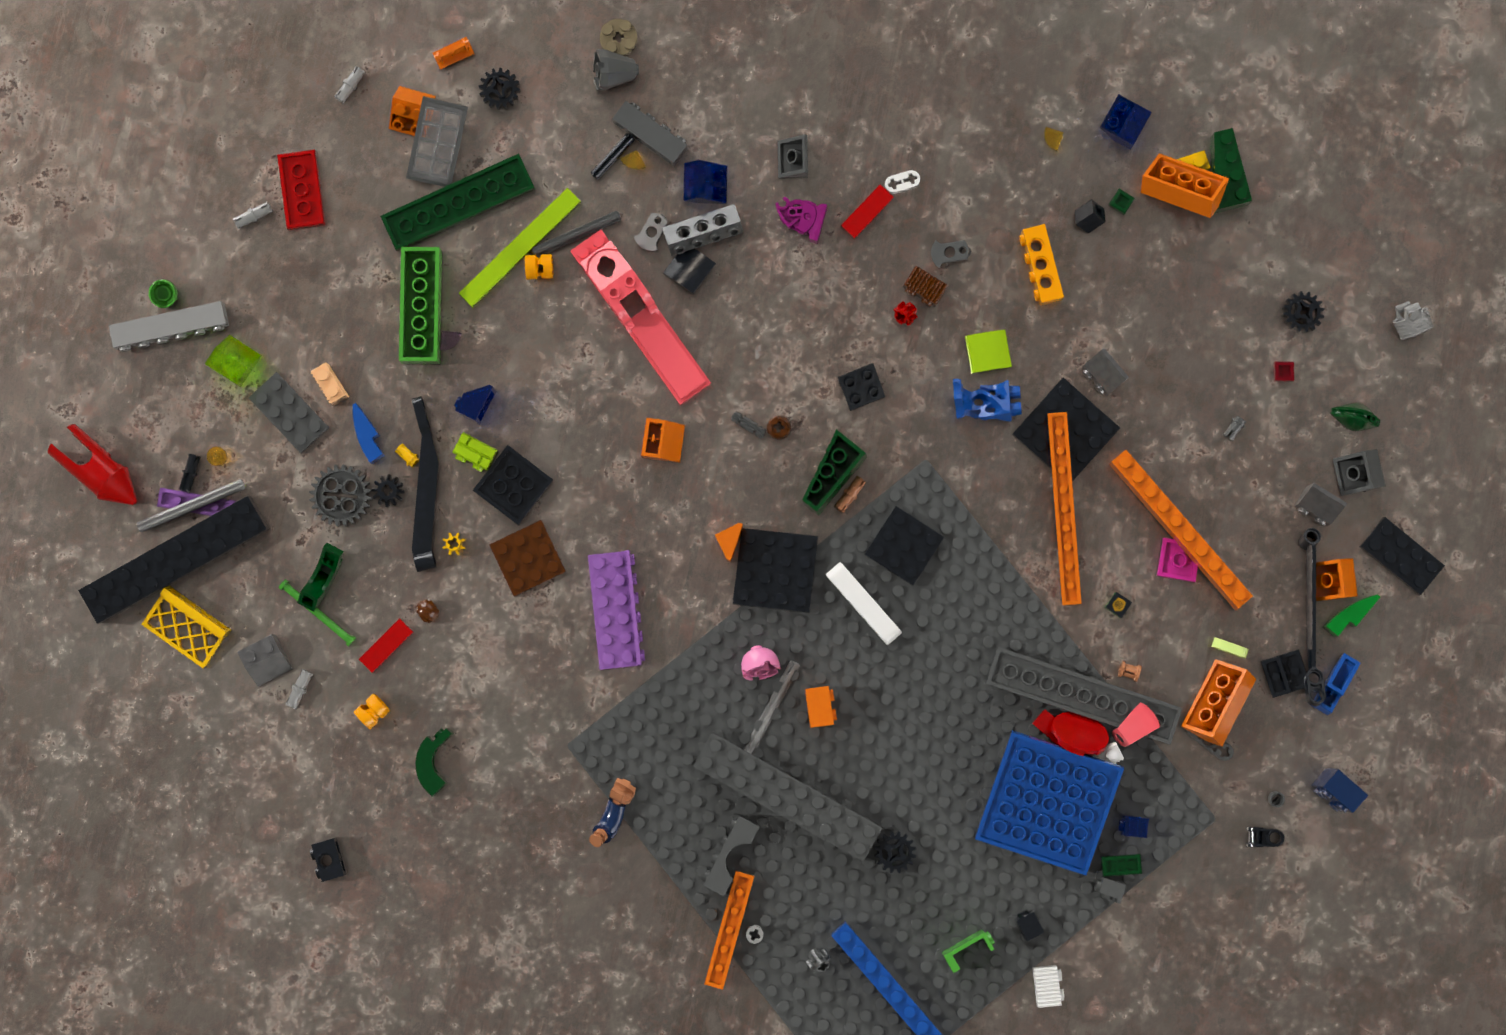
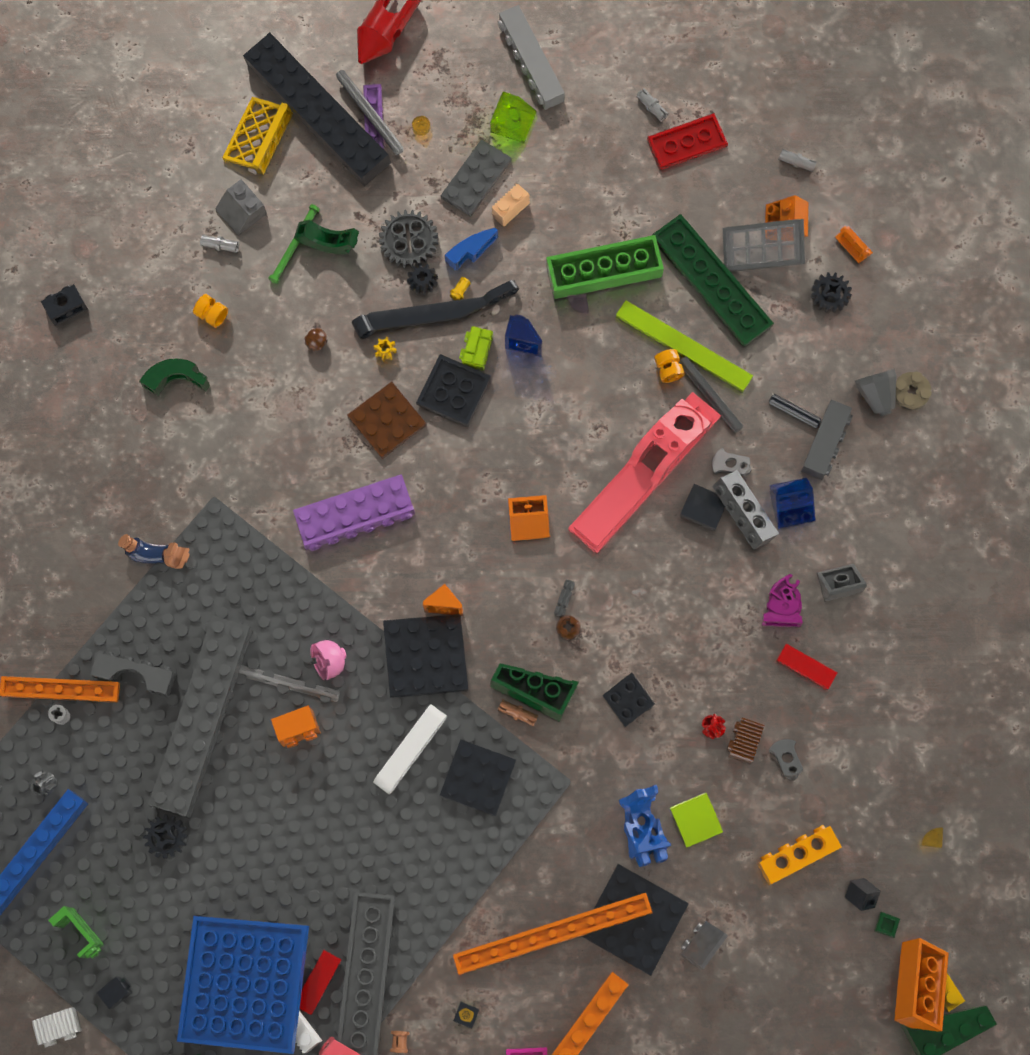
camera: 75 degrees right, 10 degrees down
(163, 293) = (559, 45): bright green hair -> none
(189, 473) = (399, 105): black axle -> none
(385, 645) = (276, 311): red tile -> none
(633, 161) = (796, 431): clear yellow tile -> none
(901, 177) = (850, 692): white beam -> none
(1080, 734) = (320, 1000): red tile -> none
(1125, 121) = (971, 908): clear blue slope -> none

